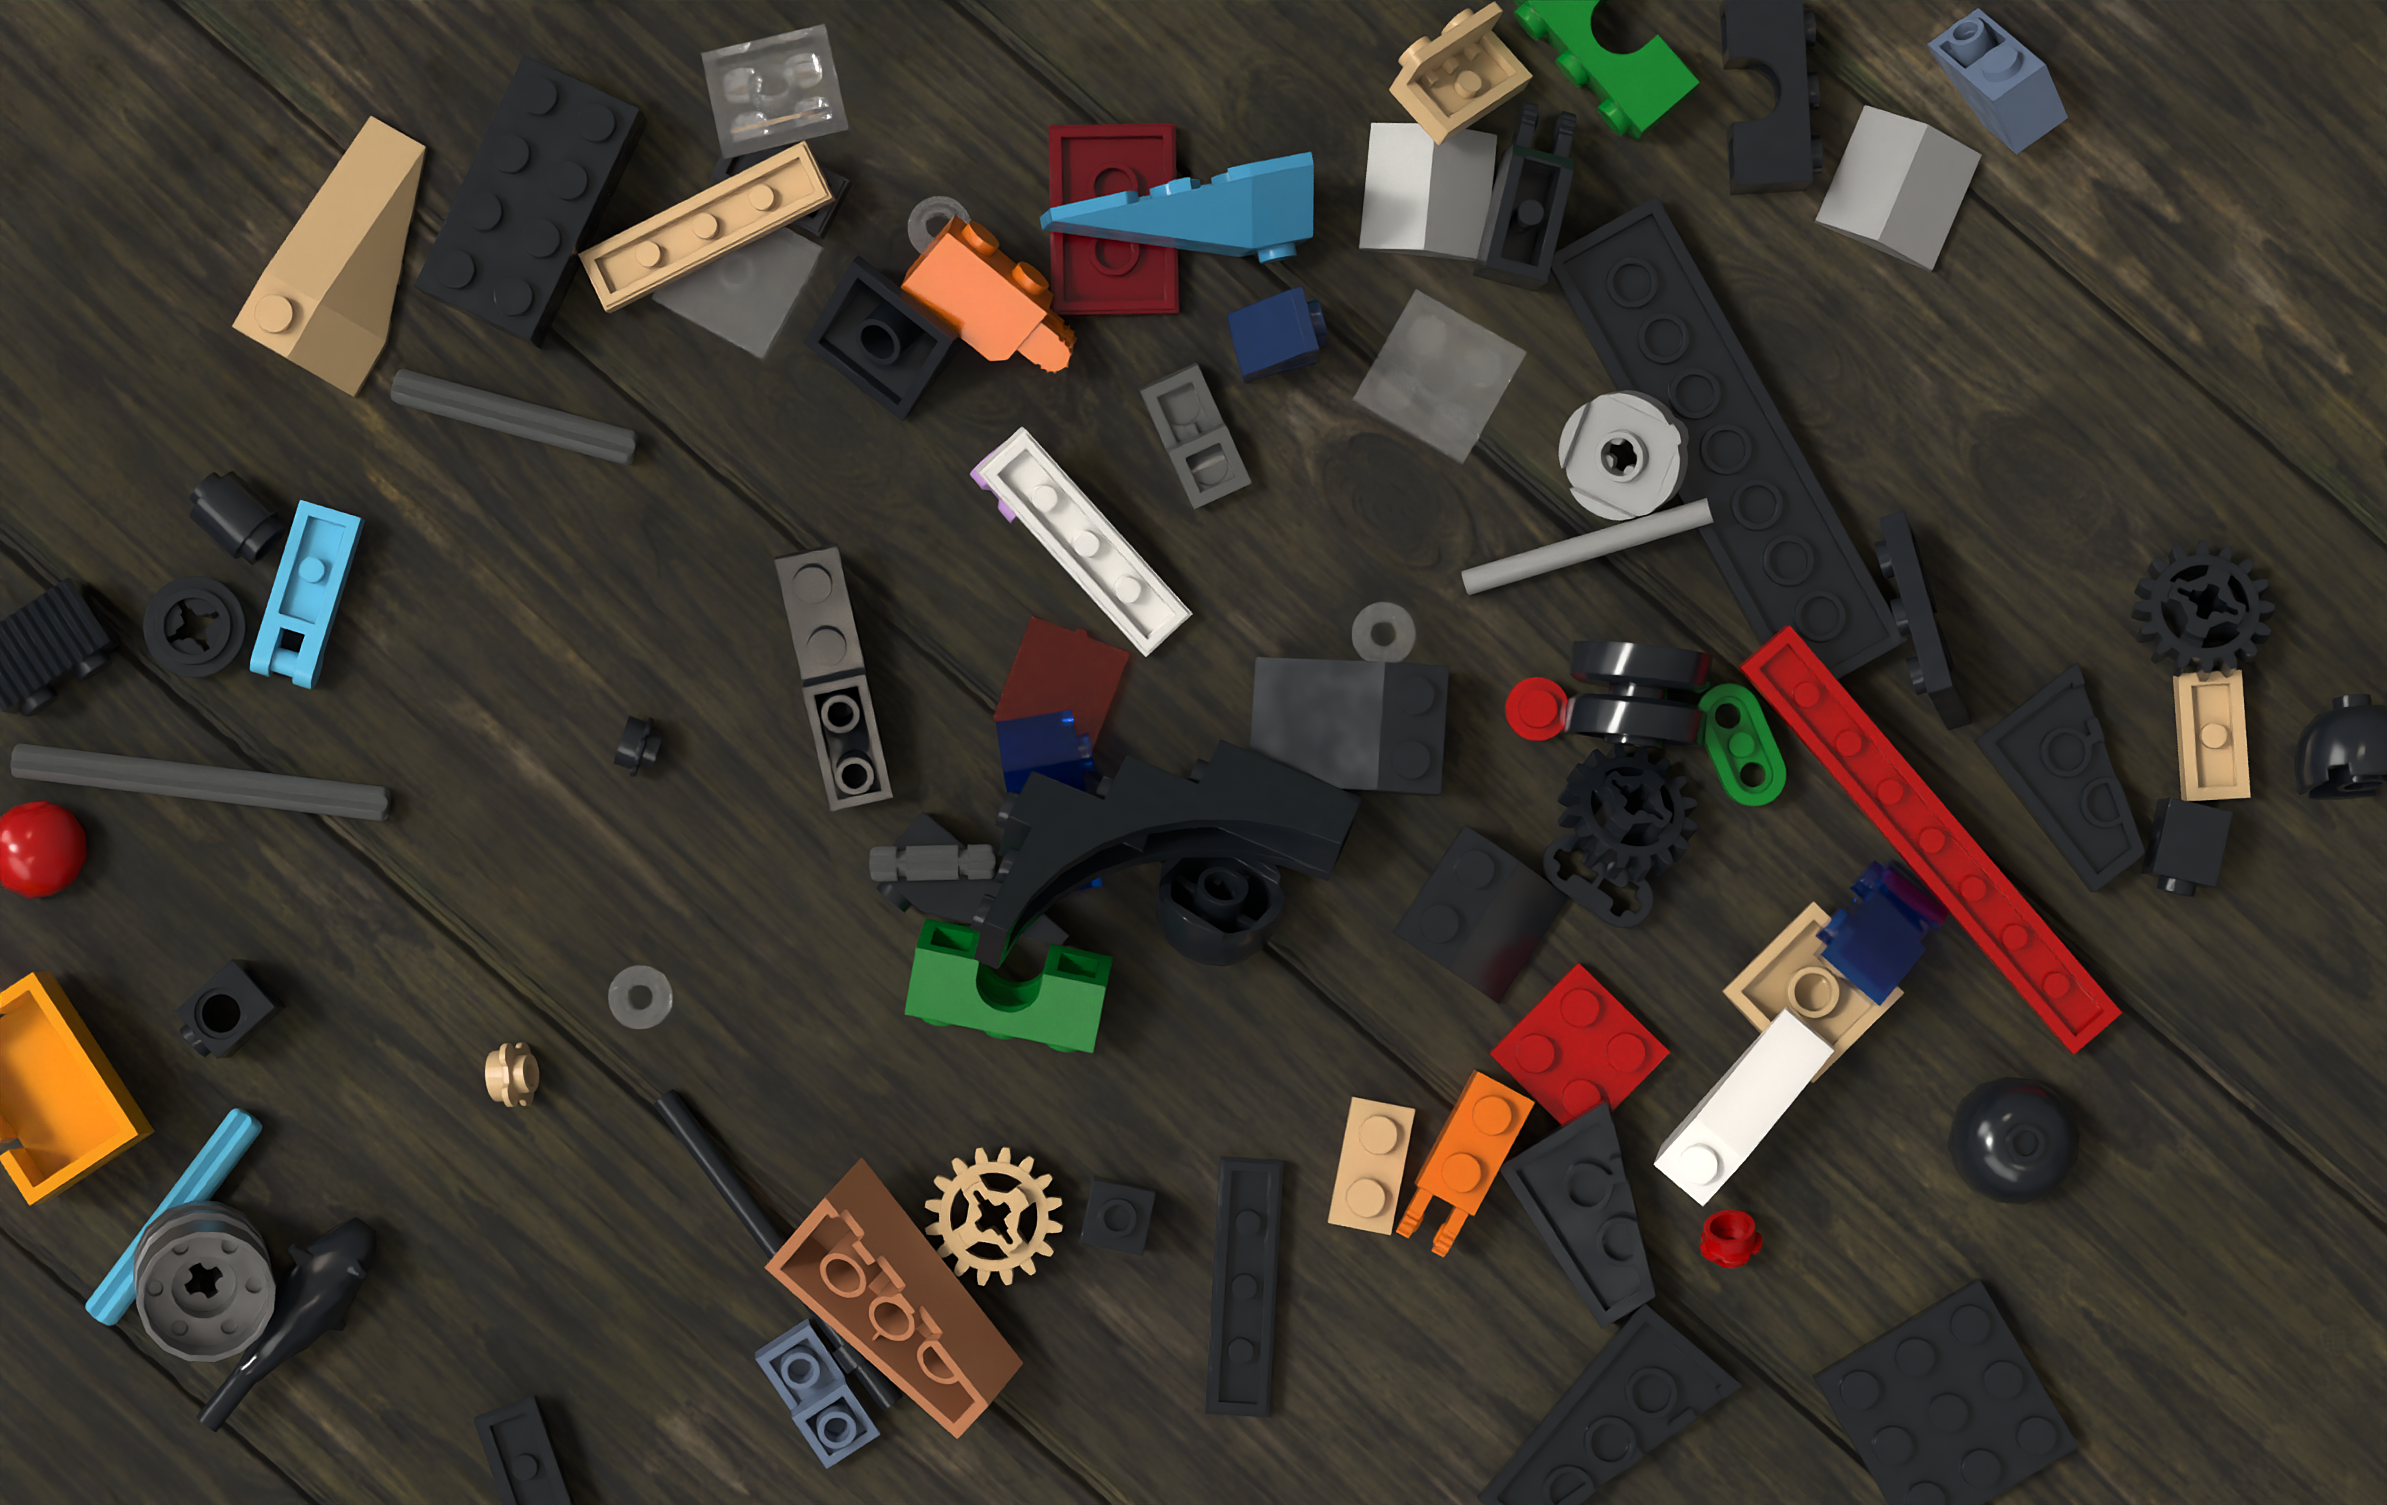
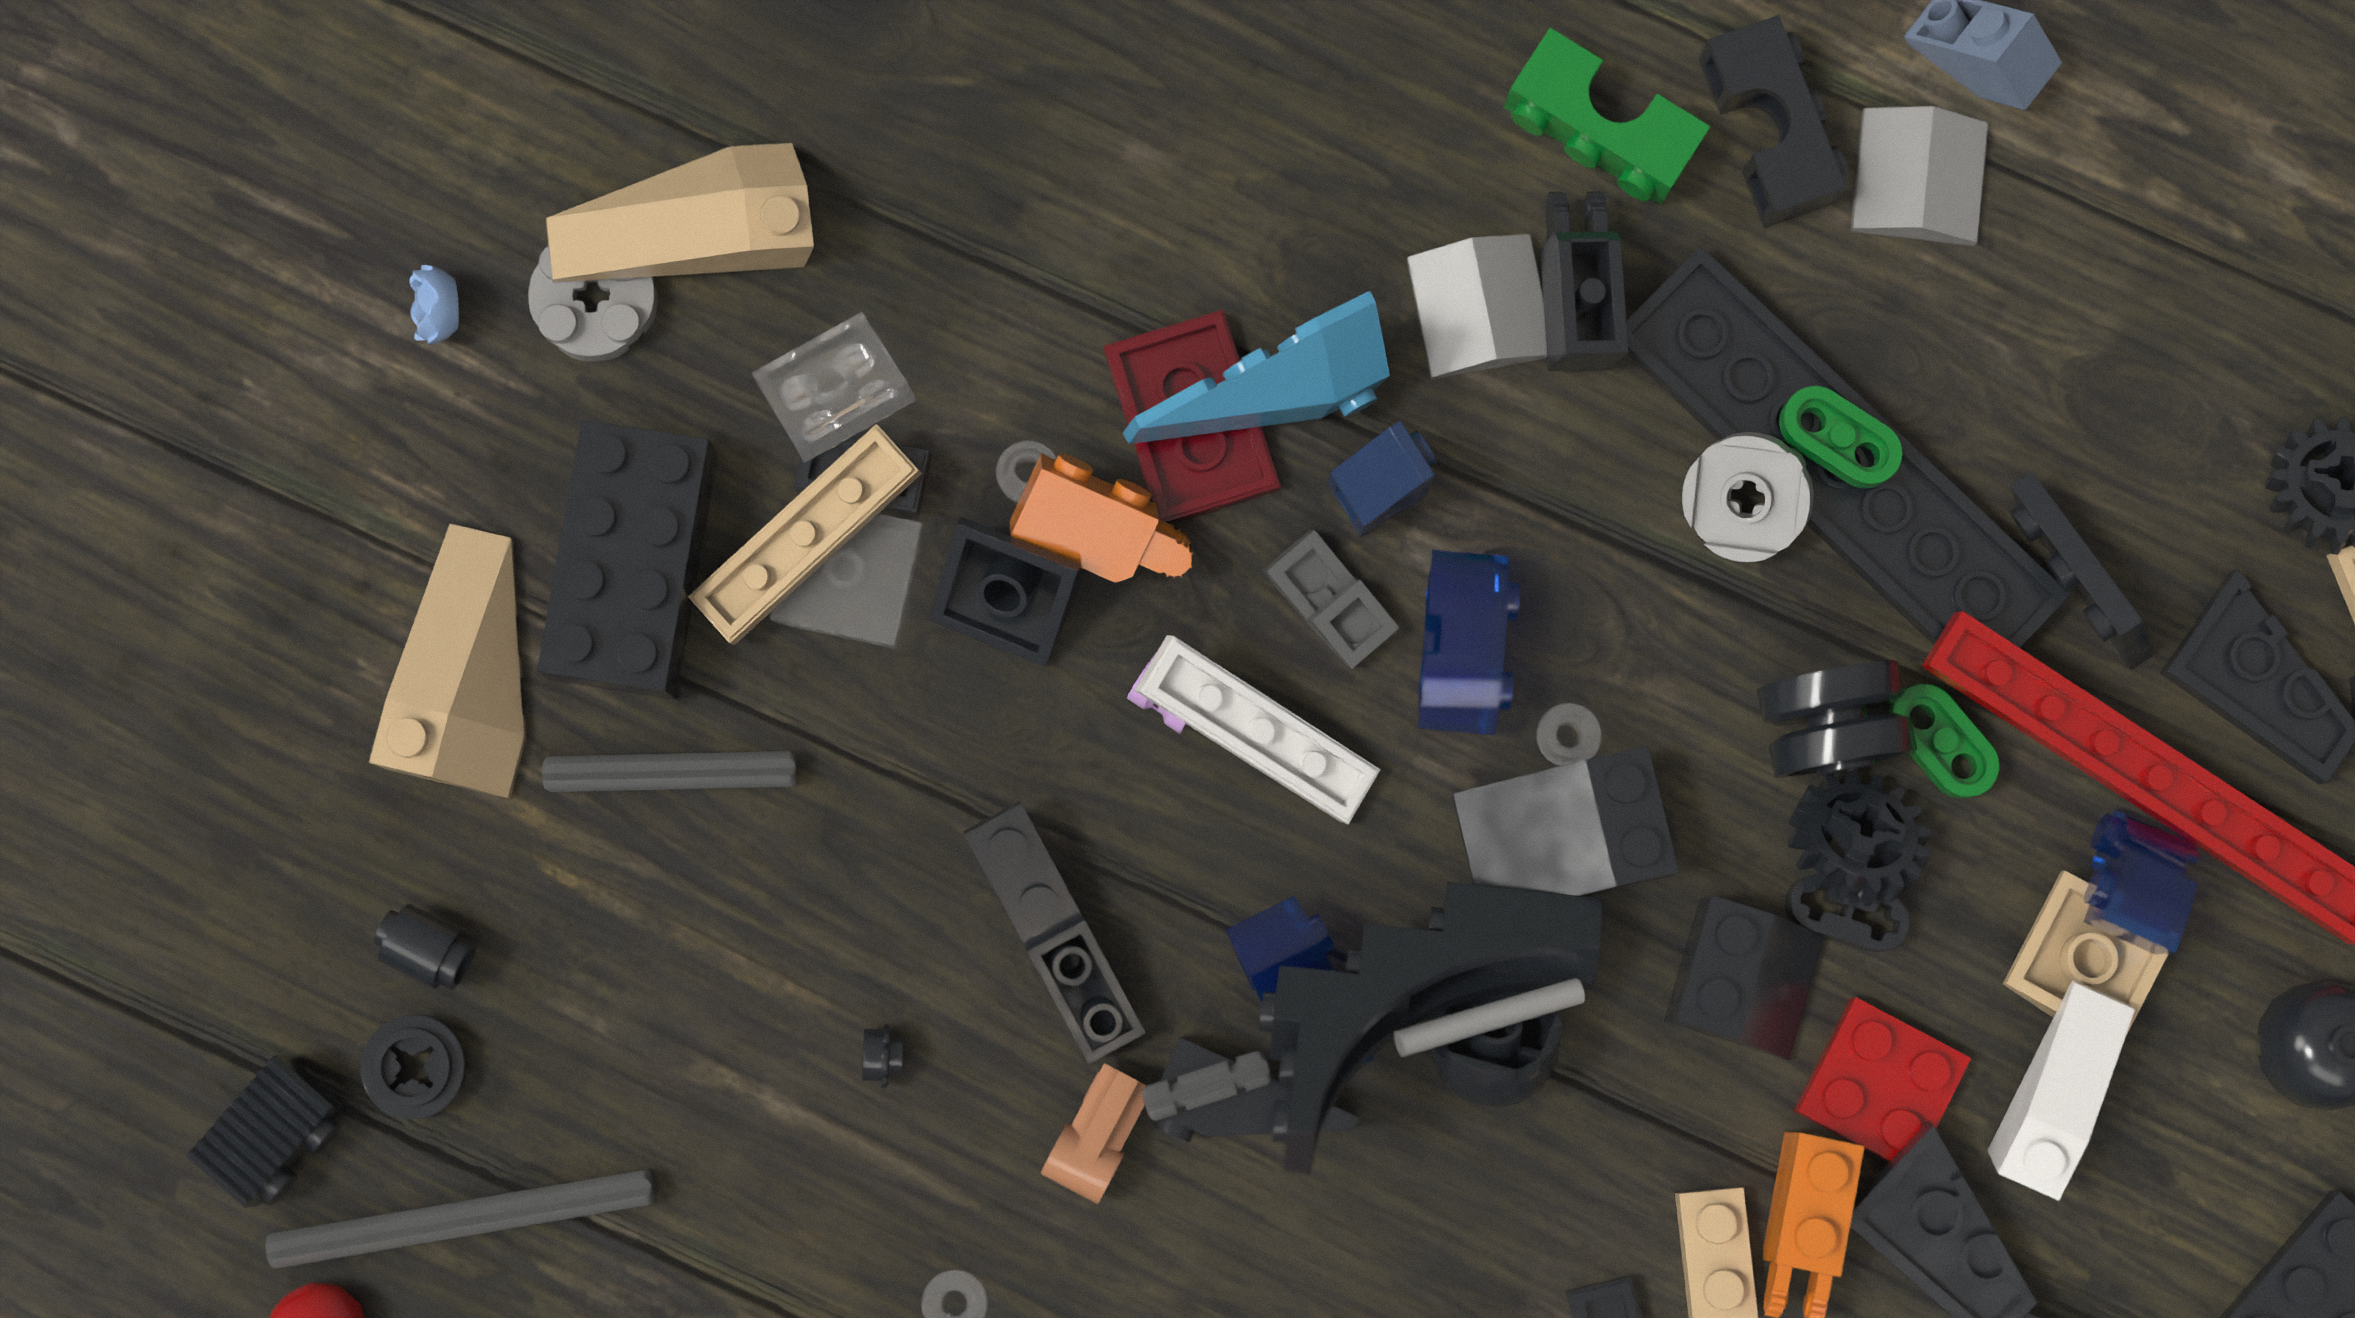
camera: 25 degrees left, 5 degrees down
(307, 592) = (514, 1001): medium azure plate -> none
(810, 889) = (1092, 1145): none -> nougat piece
(1054, 1008) = (1365, 1192): green arch -> none
(1062, 673) = (1269, 864): clear red piece -> none
(1217, 877) = (1489, 1017): none -> light grey bar
(1308, 514) = (1465, 642): none -> clear blue brick
(1439, 377) = (1547, 475): clear plate -> none
(1458, 75) = (1480, 185): tan bracket -> none
(1536, 709) = (1738, 764): red plate -> none
(1587, 546) = (1739, 594): light grey bar -> none
(1730, 1238) = (2087, 1223): red plate -> none
(1732, 421) = (1841, 432): none -> green plate

